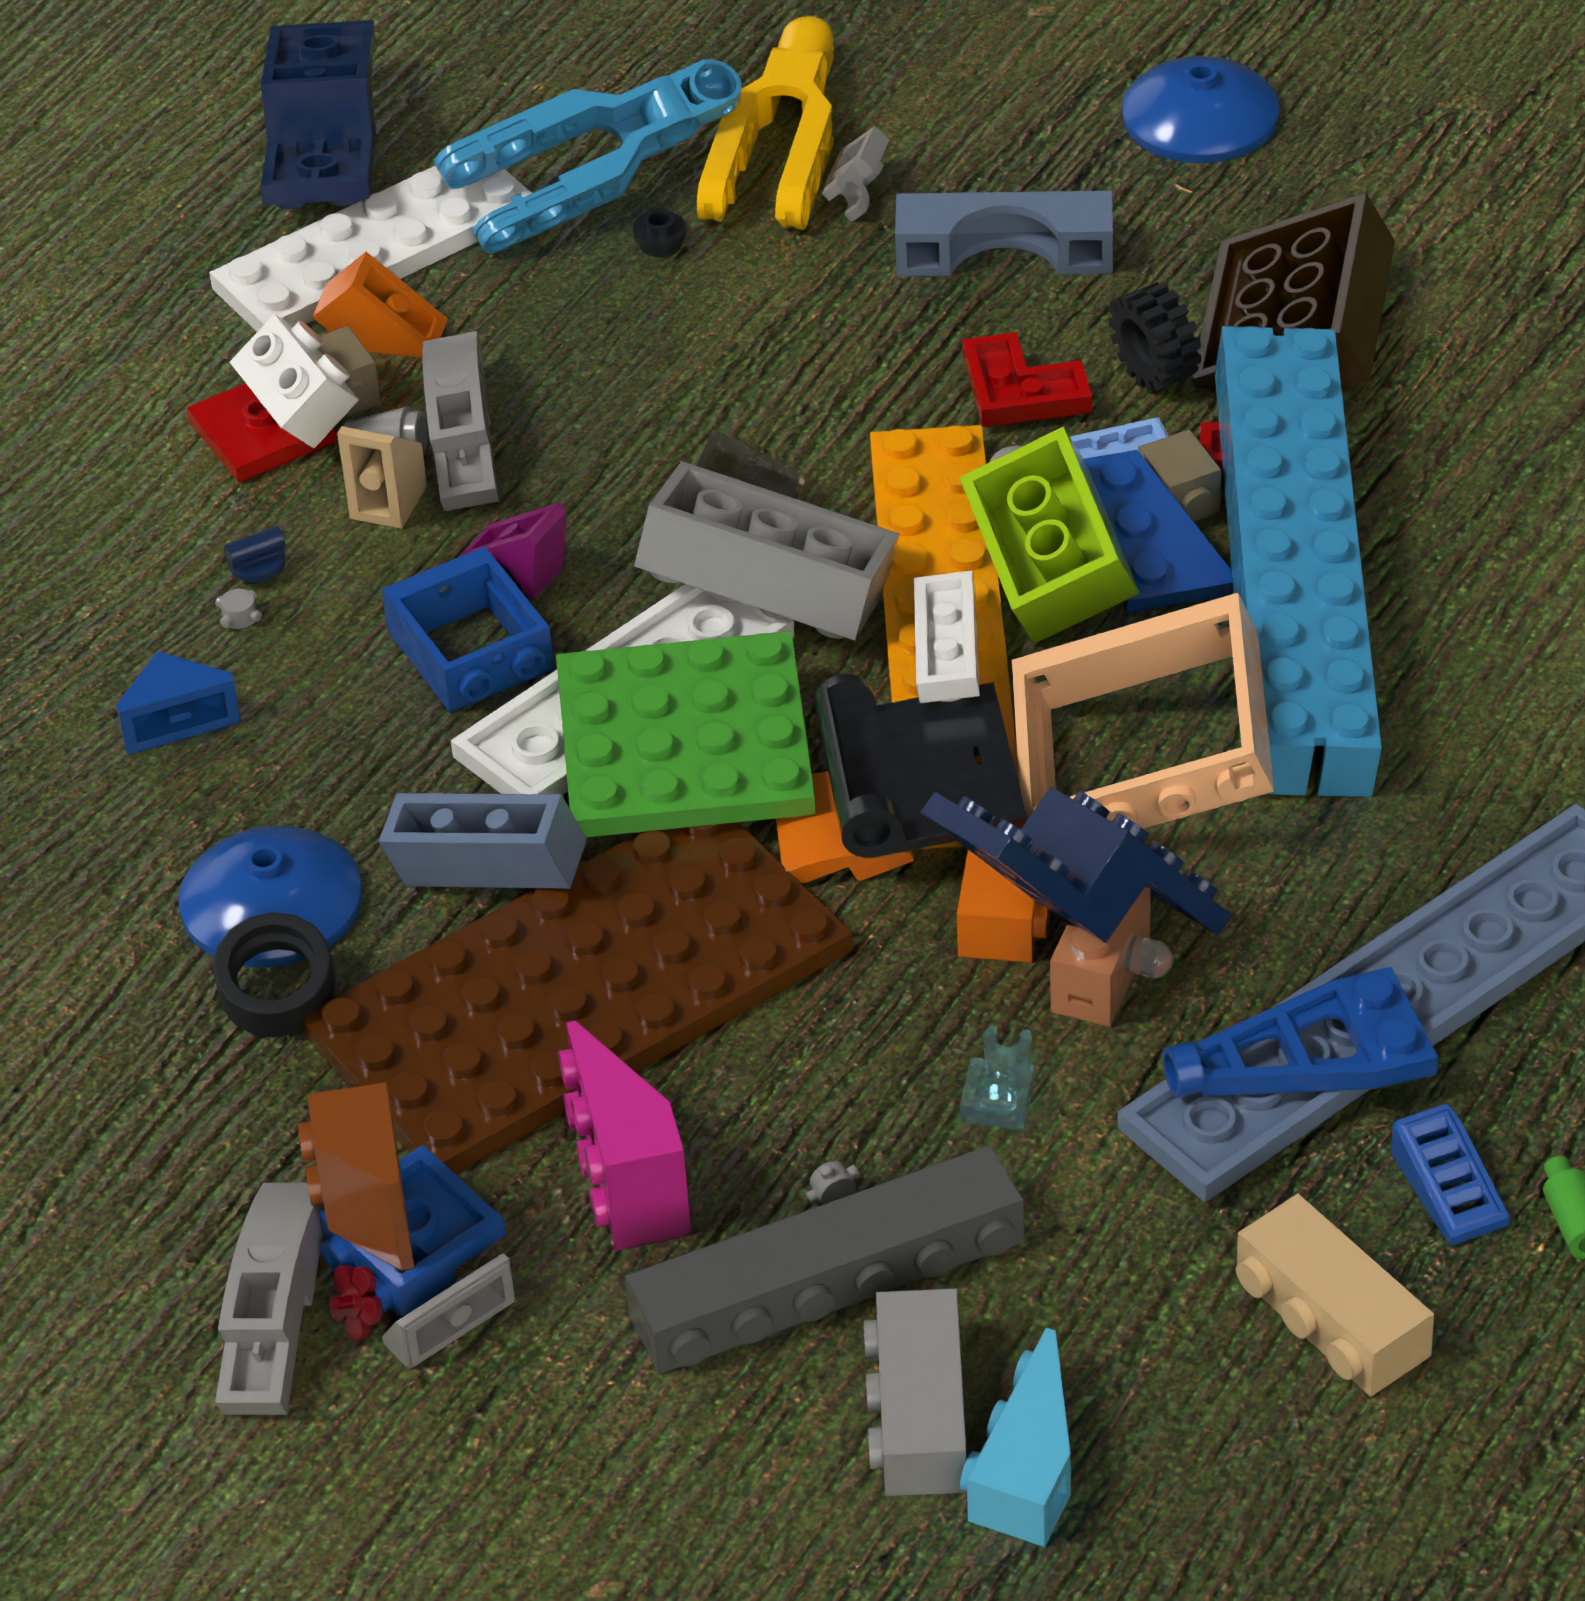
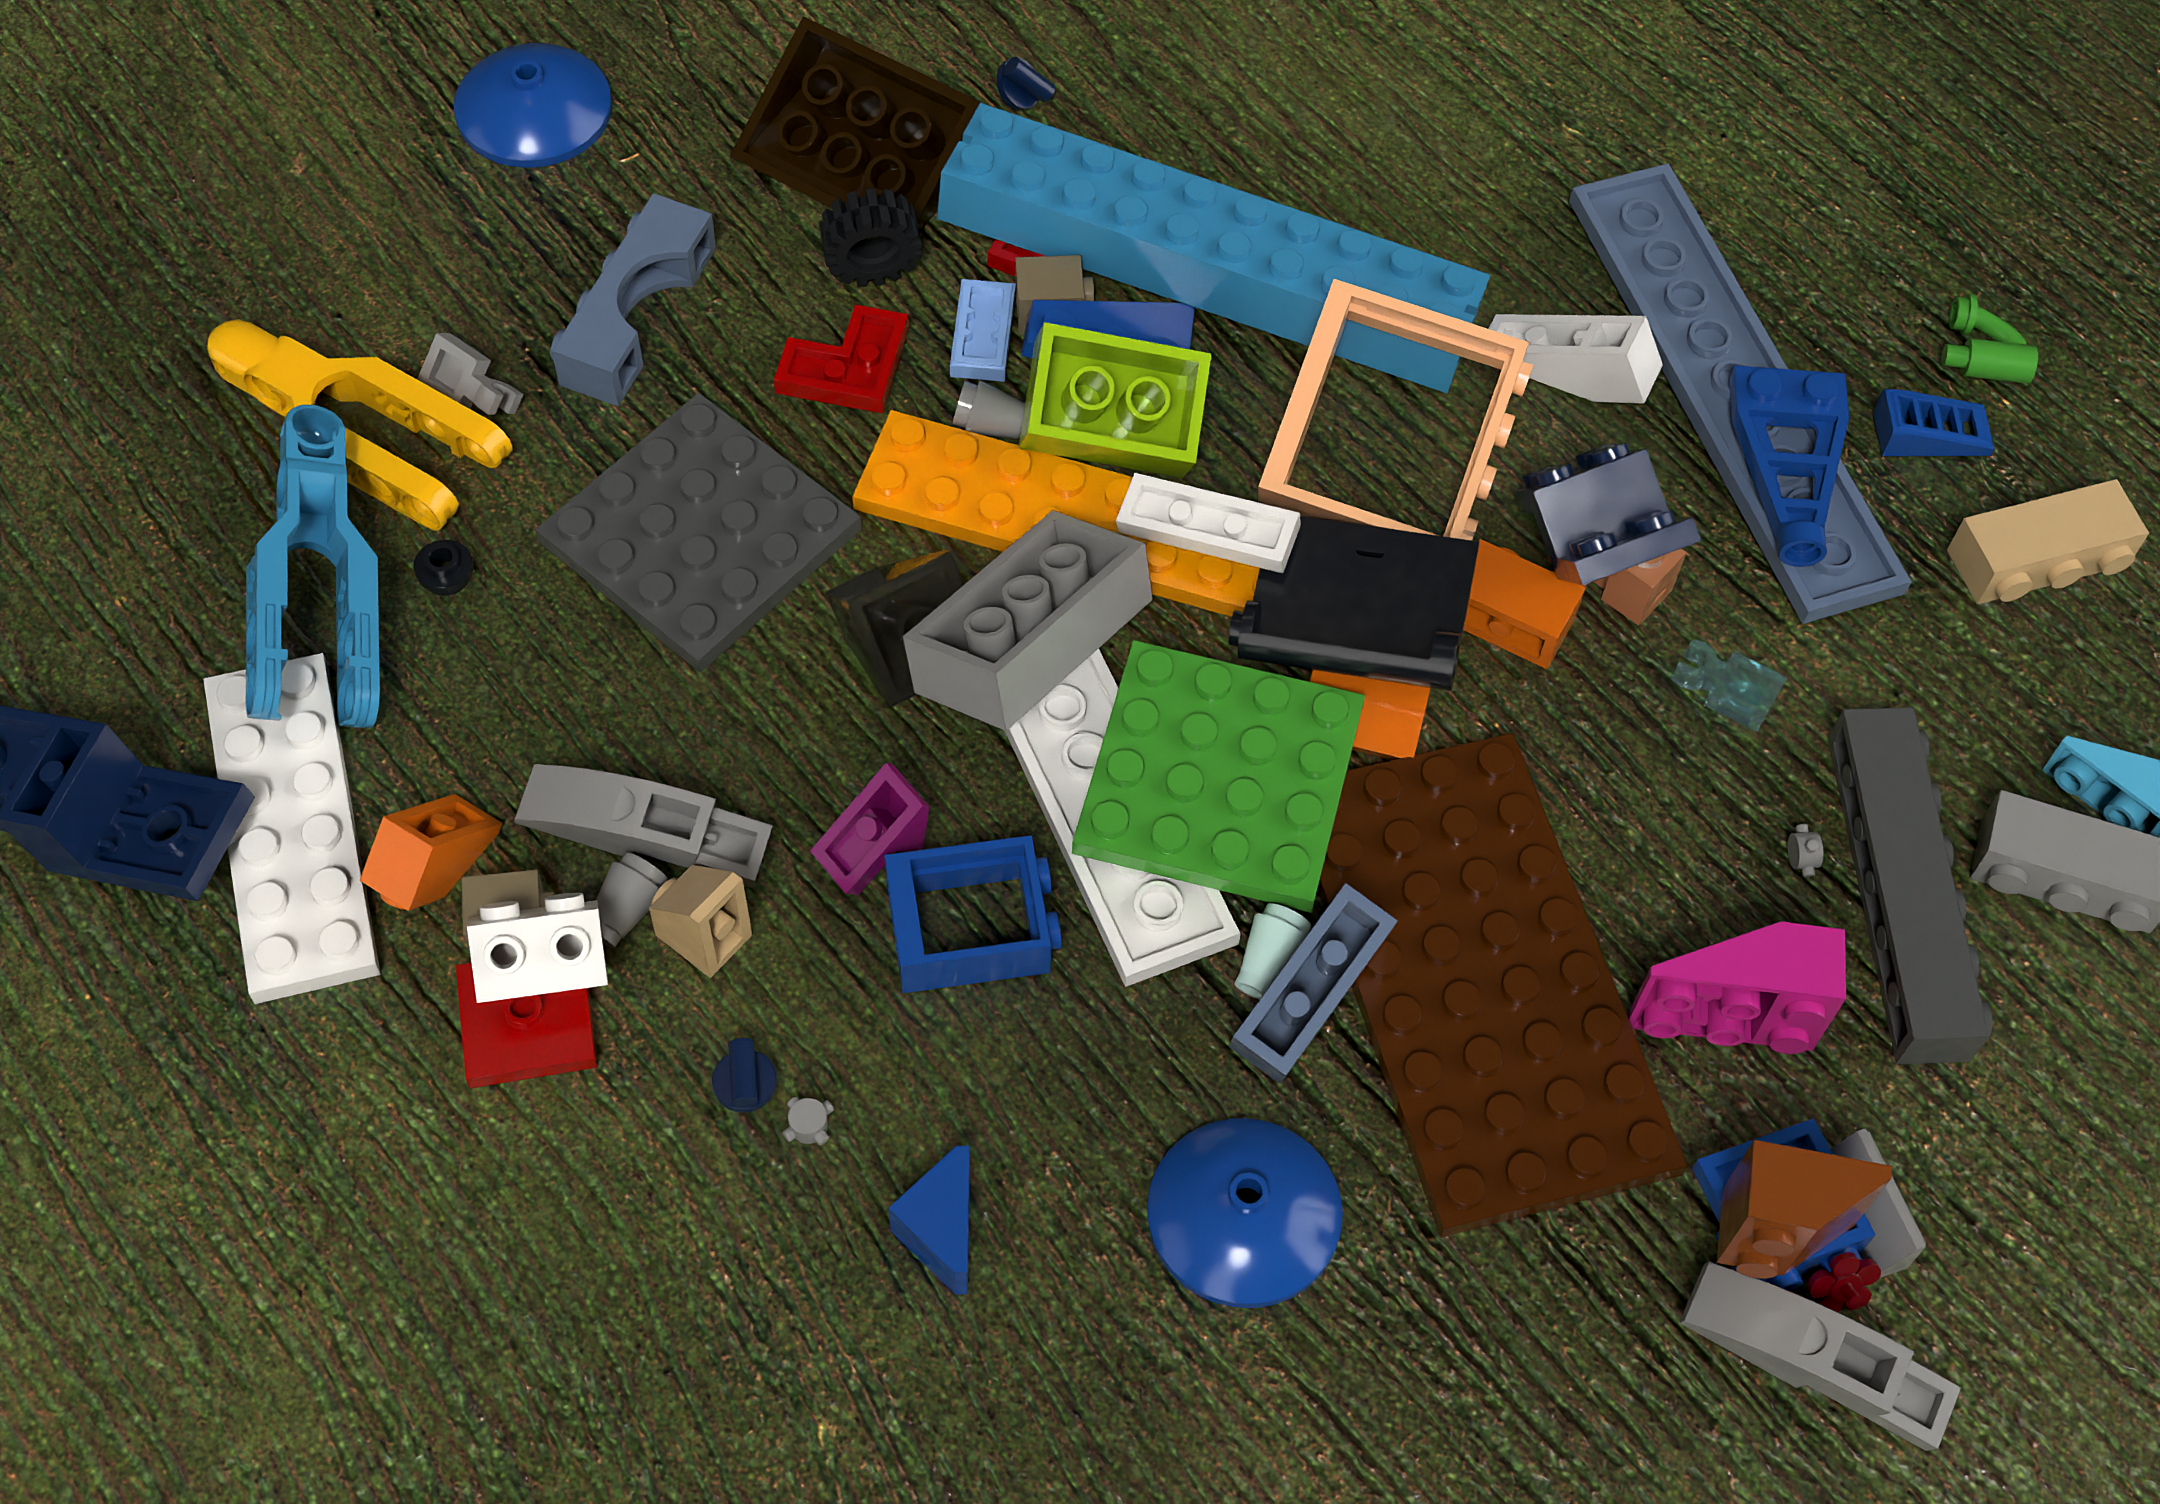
camera: 75 degrees left, 15 degrees up
(265, 934) = (1429, 1205): black tyre -> none
(786, 361) = (699, 531): none -> dark grey plate
(1349, 867) = (1588, 354): none -> white slope
(1437, 384) = (1022, 85): none -> dark blue plate

